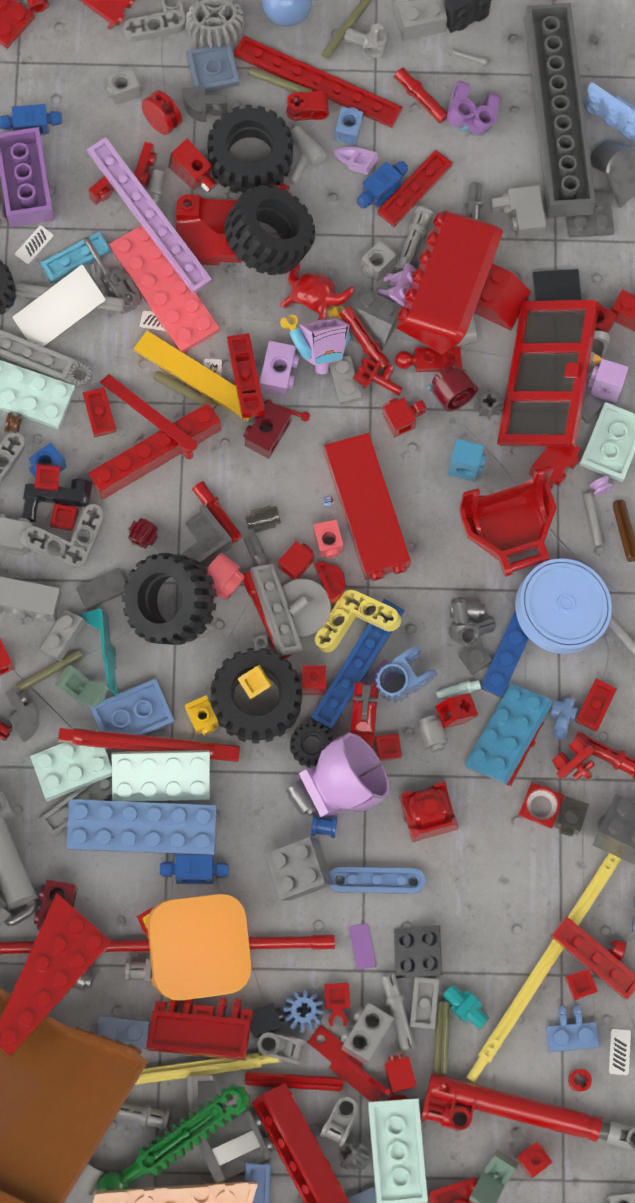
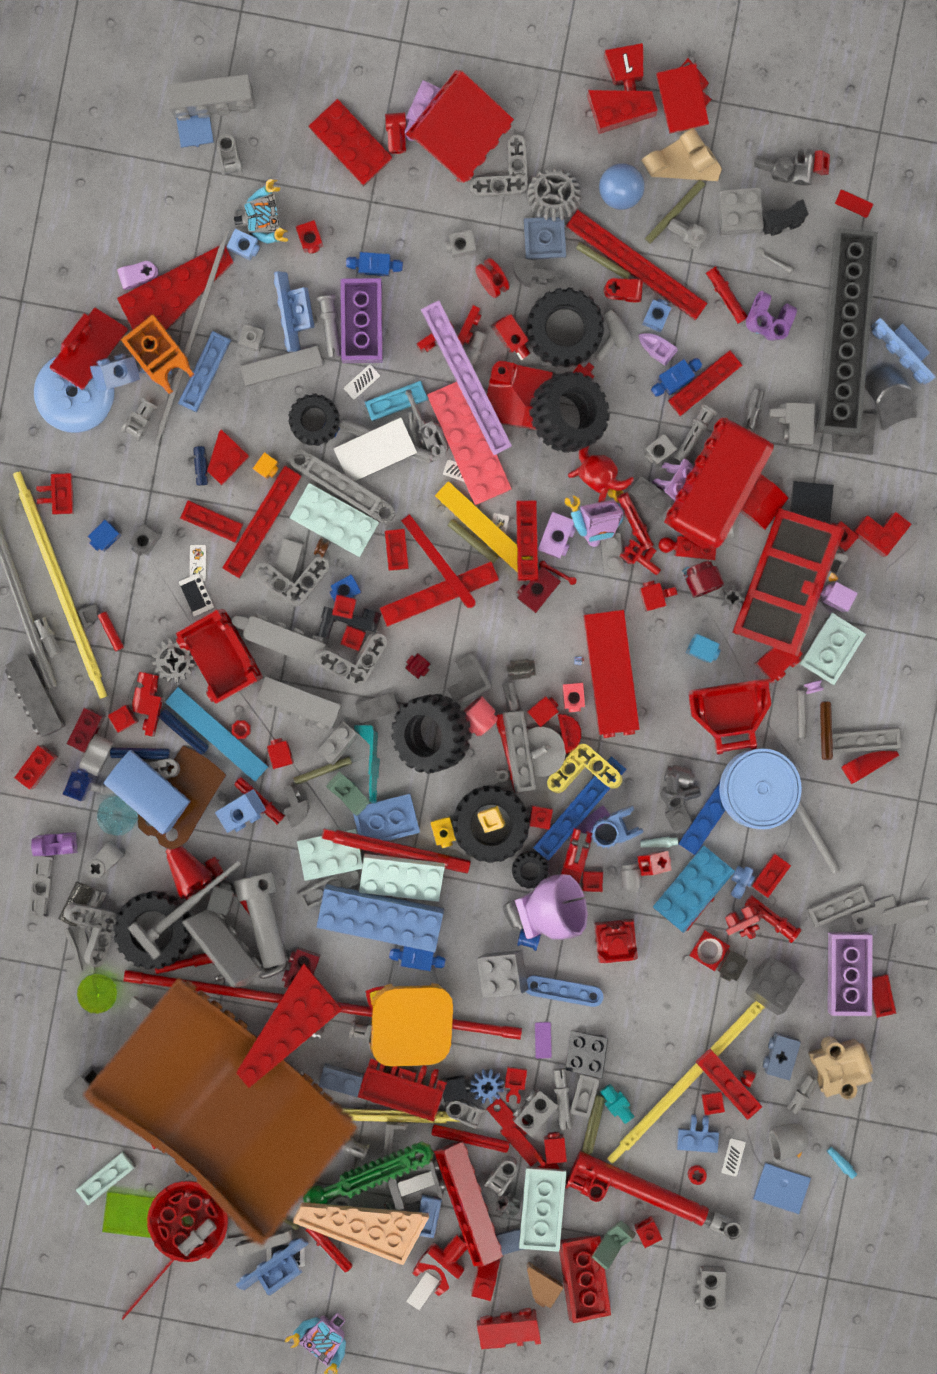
camera: 15 degrees right, 15 degrees up
(216, 510) = (483, 656): red axle -> none

